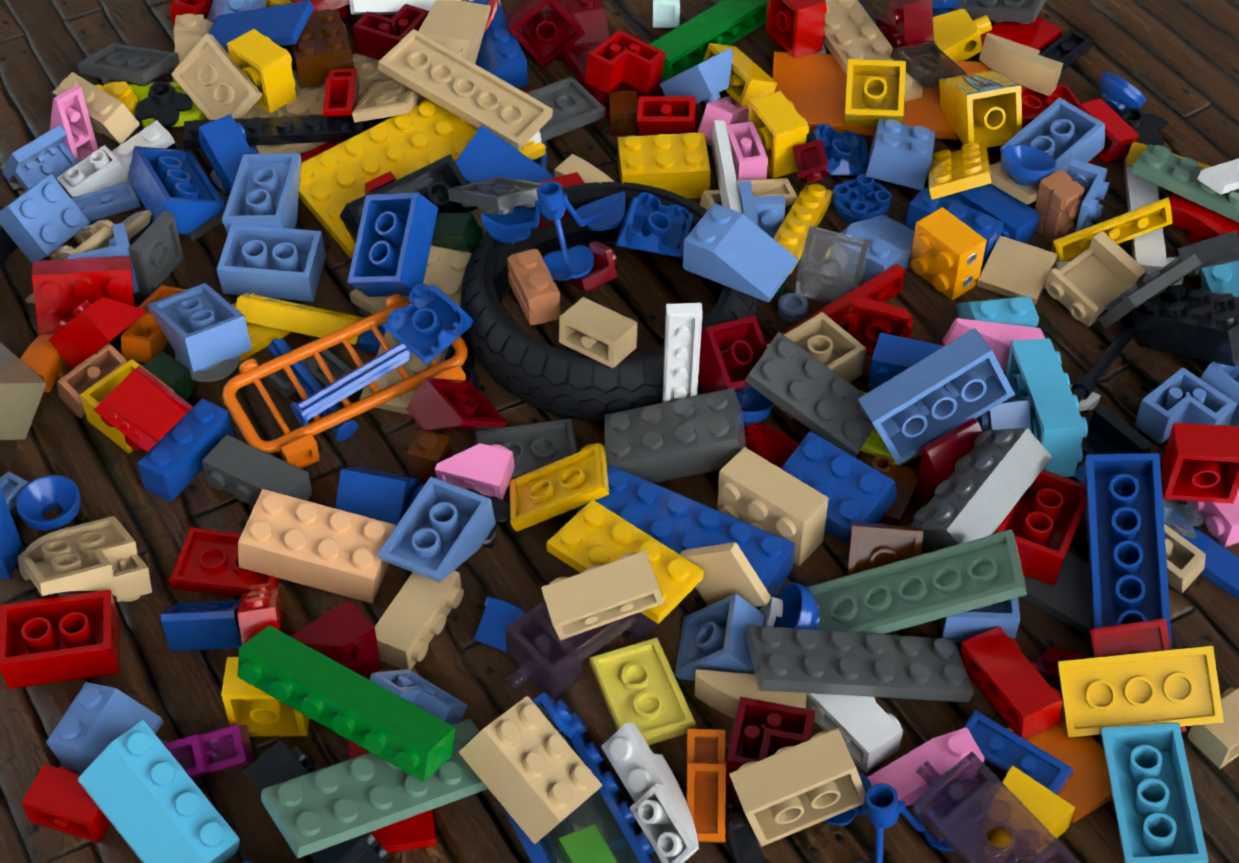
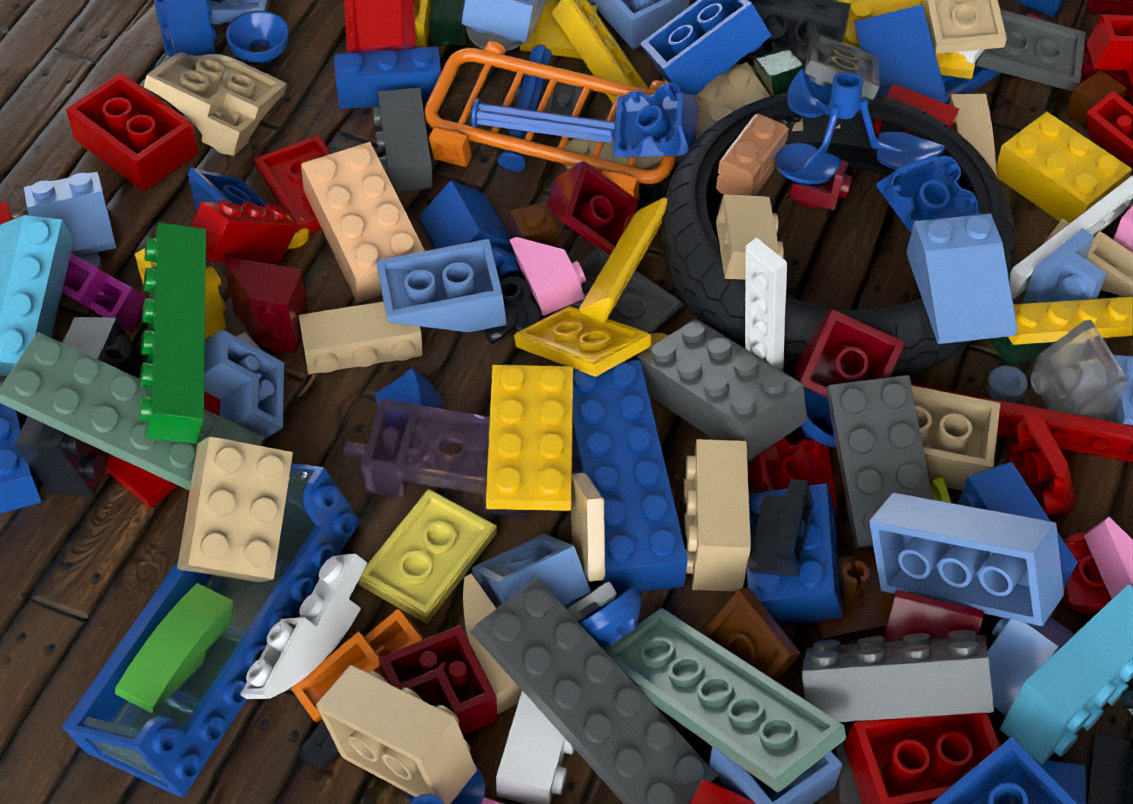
camera: 50 degrees right, 5 degrees up
(521, 417) = (623, 261): none -> yellow slope
(602, 594) = (459, 438): tan brick -> none
(830, 474) = (782, 531): none -> black panel

